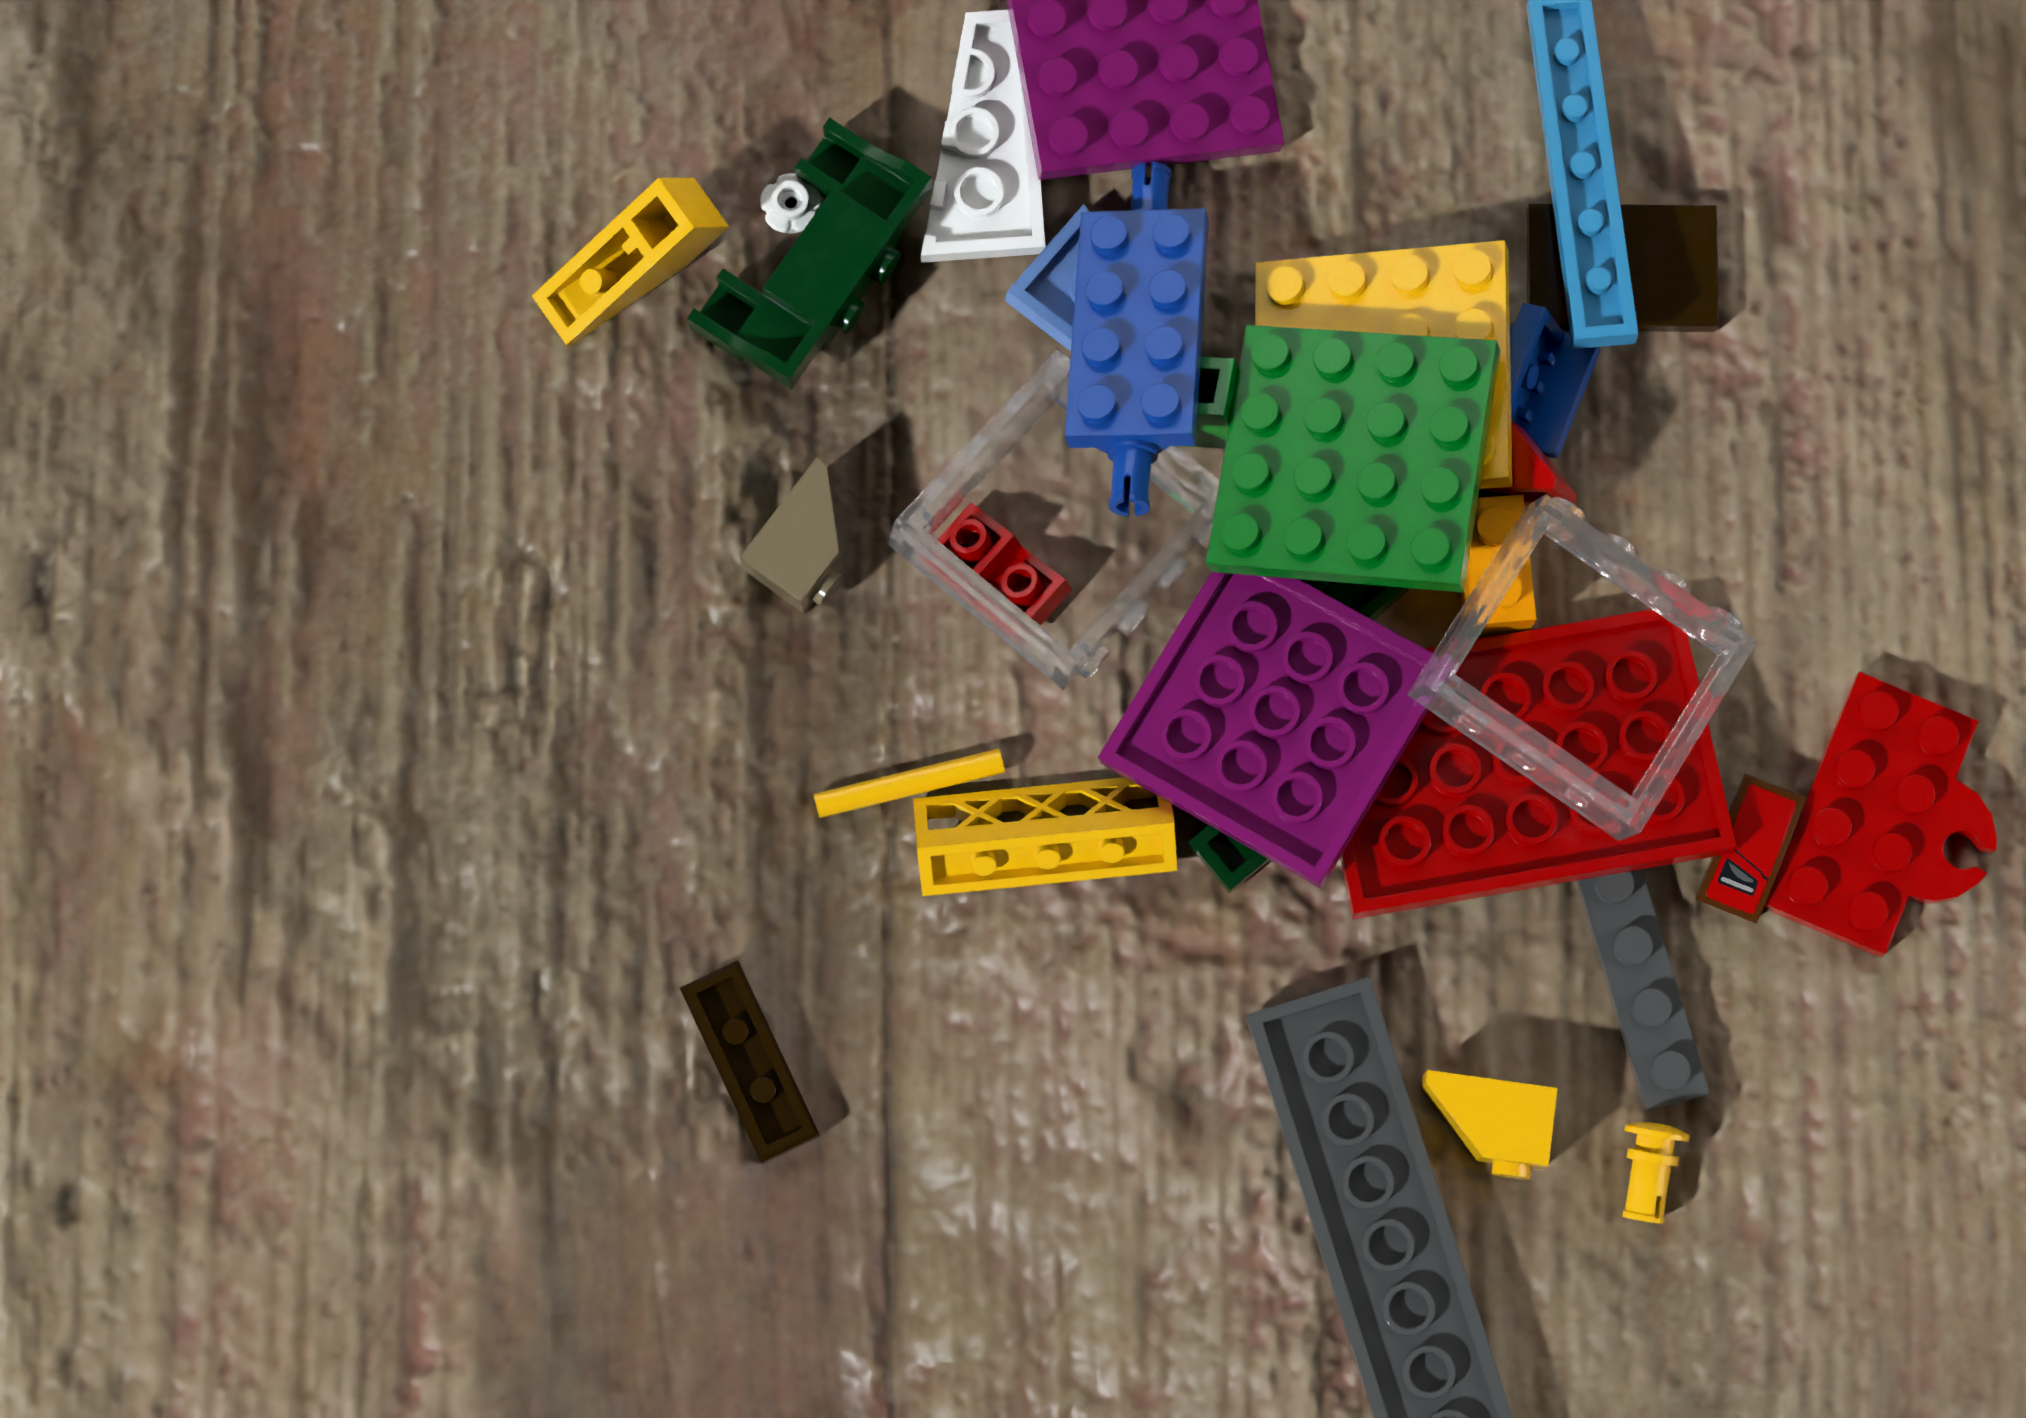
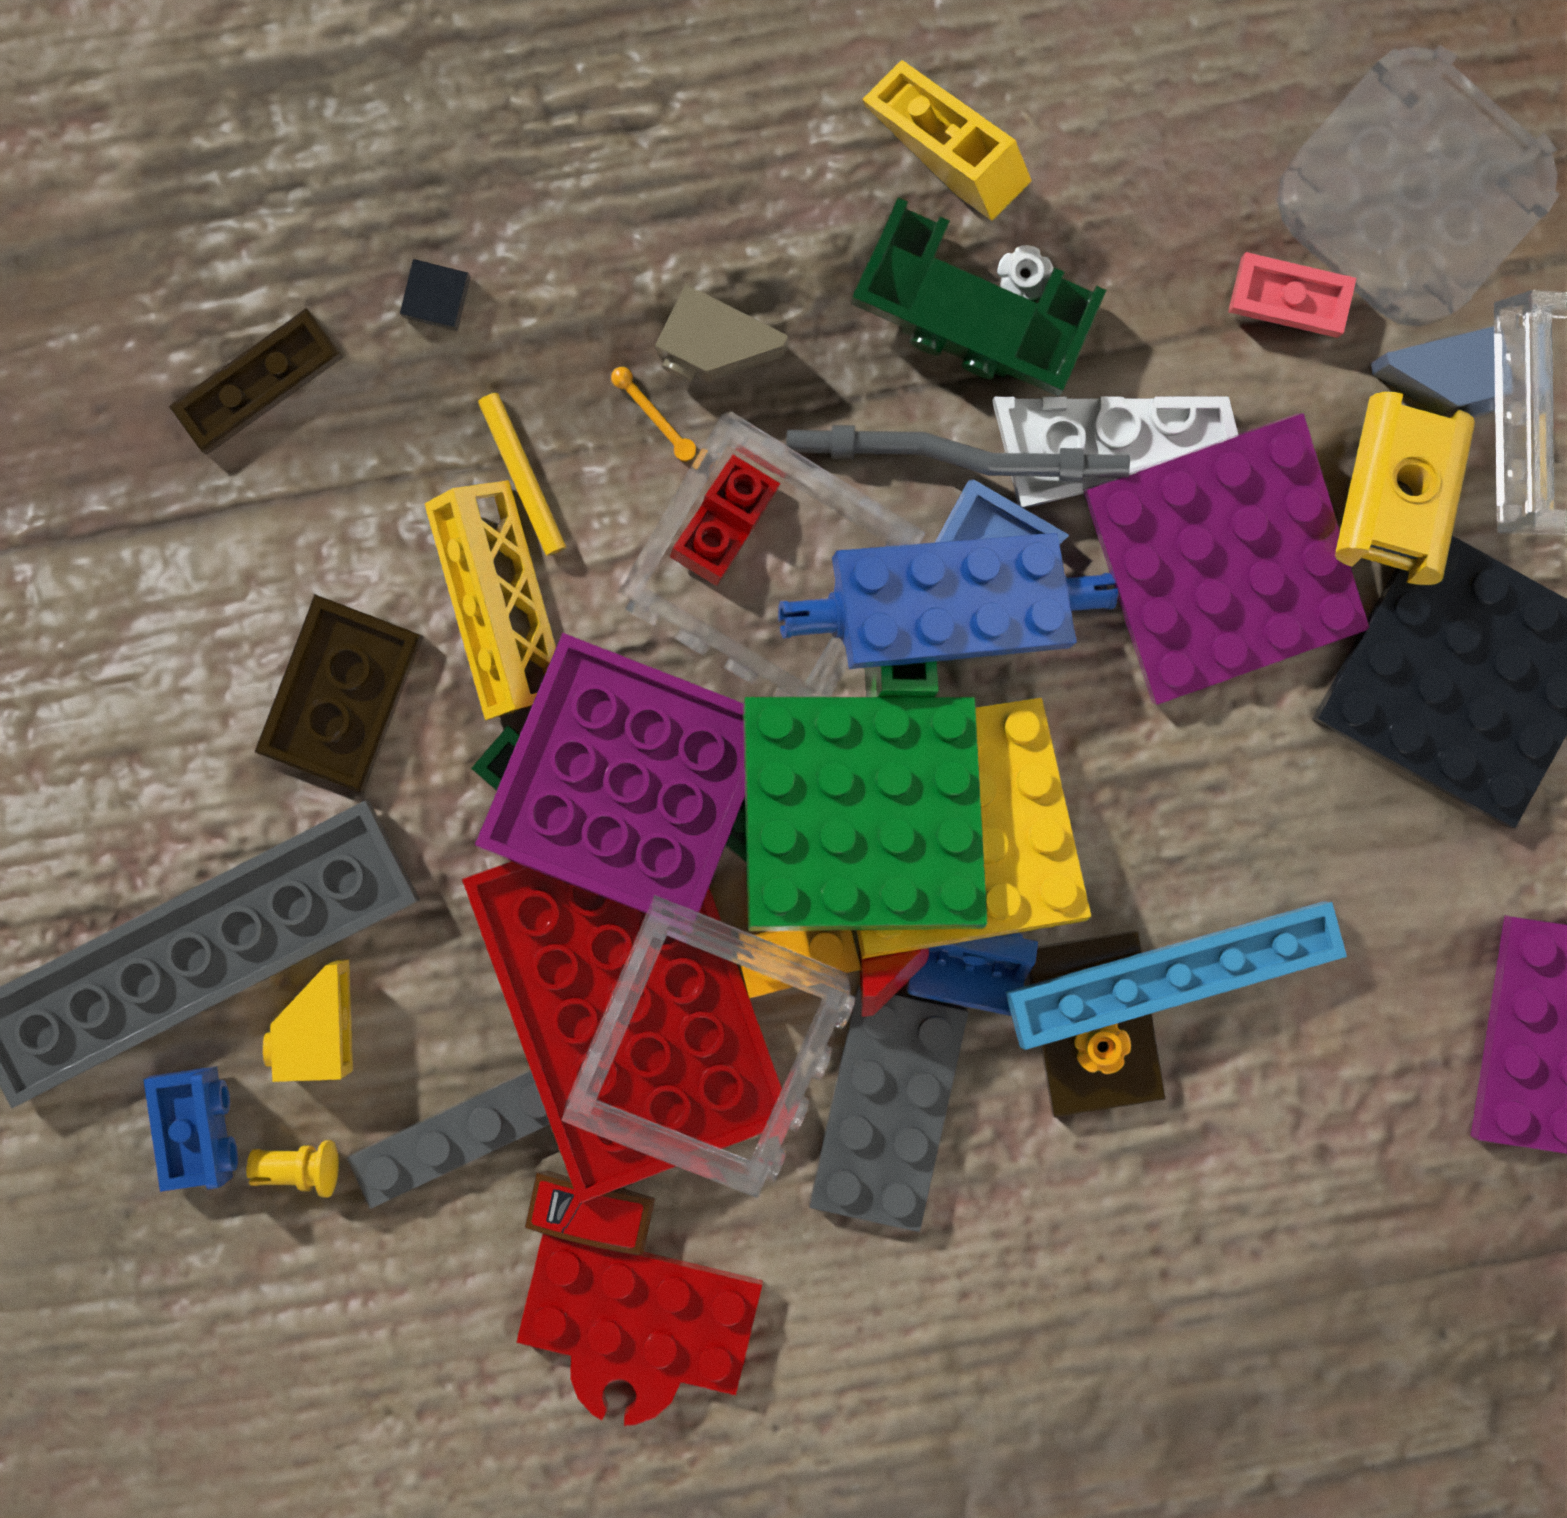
camera: 75 degrees right, 10 degrees up
(691, 843) = (435, 295): none -> black tile
(912, 602) = (683, 448): none -> light orange hinge
(1010, 188) = (1068, 465): none -> dark grey bar
(1118, 1030) = (338, 693): none -> dark brown tile
(1588, 1281) = (190, 1129): none -> blue bracket
(1665, 257) = (1109, 1060): none -> light orange plate
(1689, 503) = (889, 1111): none -> dark grey plate

